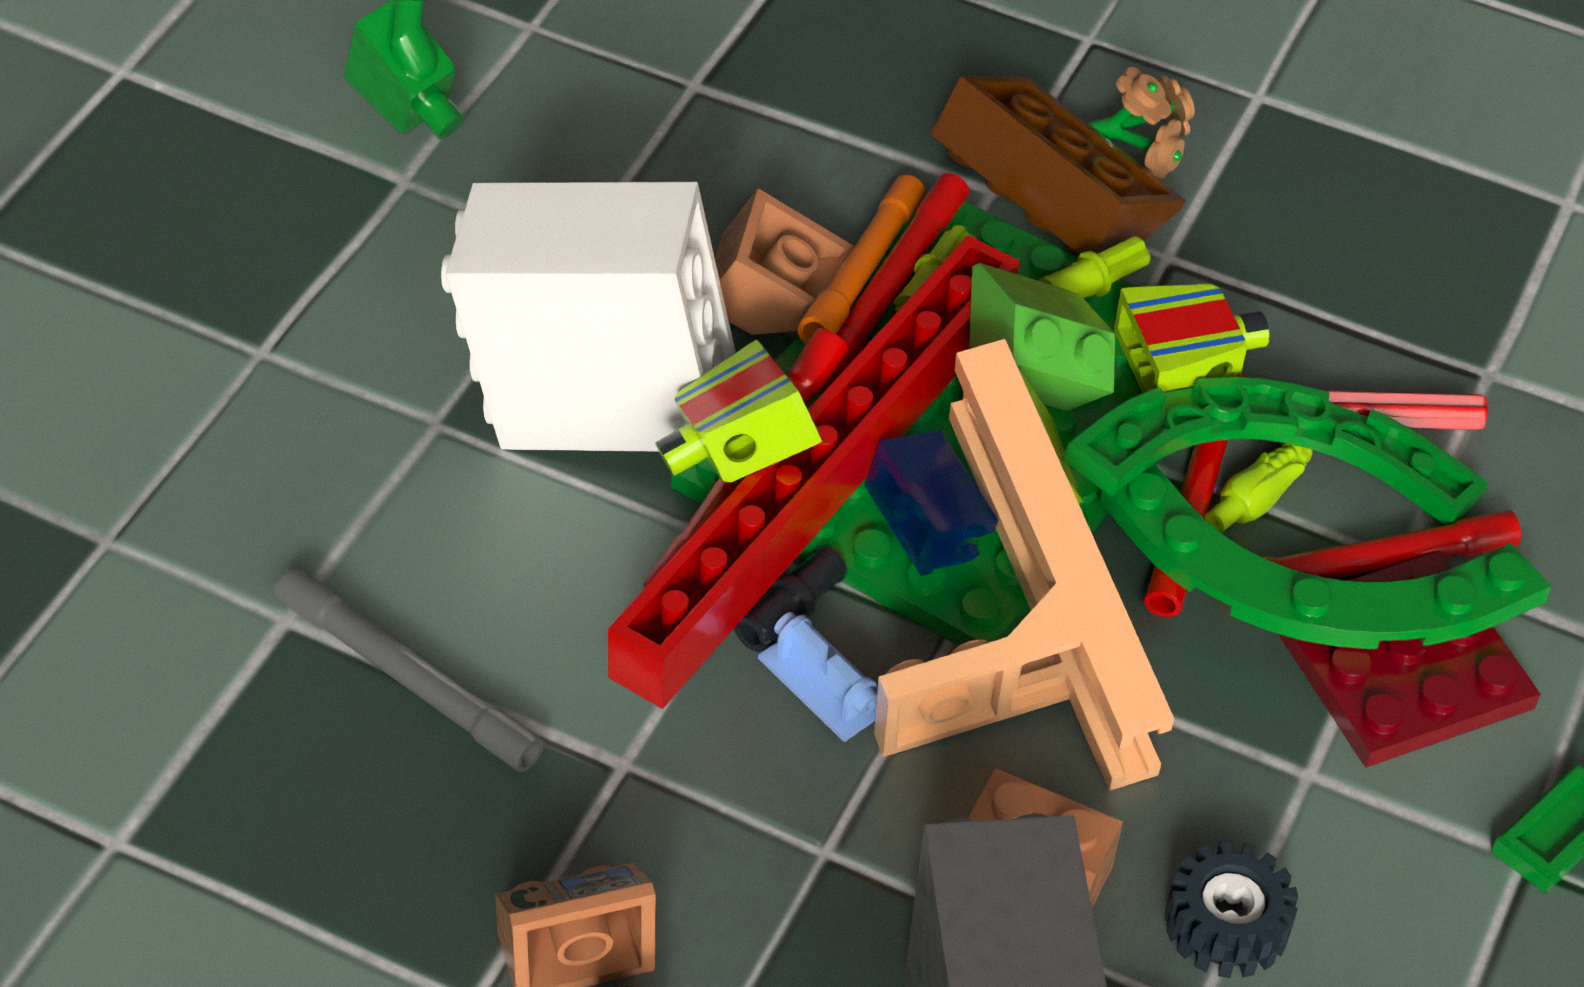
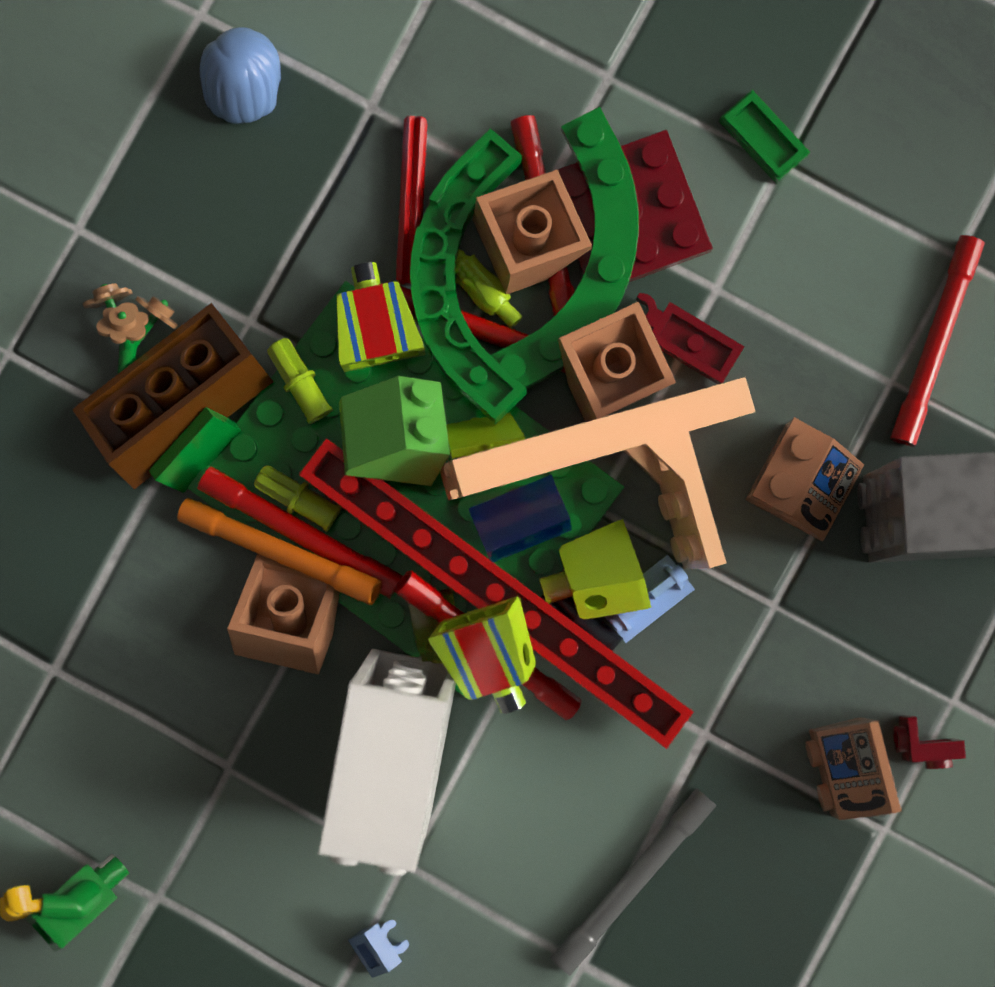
camera: 80 degrees left, 35 degrees up
(328, 375) = (376, 950): none -> medium blue tile
(861, 598) = (599, 574): none -> lime torso
(995, 183) = (194, 449): none -> green tile
(1183, 599) = (613, 363): none -> nougat slope
(1223, 723) = (691, 340): none -> dark red plate
(1226, 936) = (810, 346): black bush -> none
(1345, 505) = (530, 230): none -> nougat slope
(1498, 225) = (240, 75): none -> medium blue piece

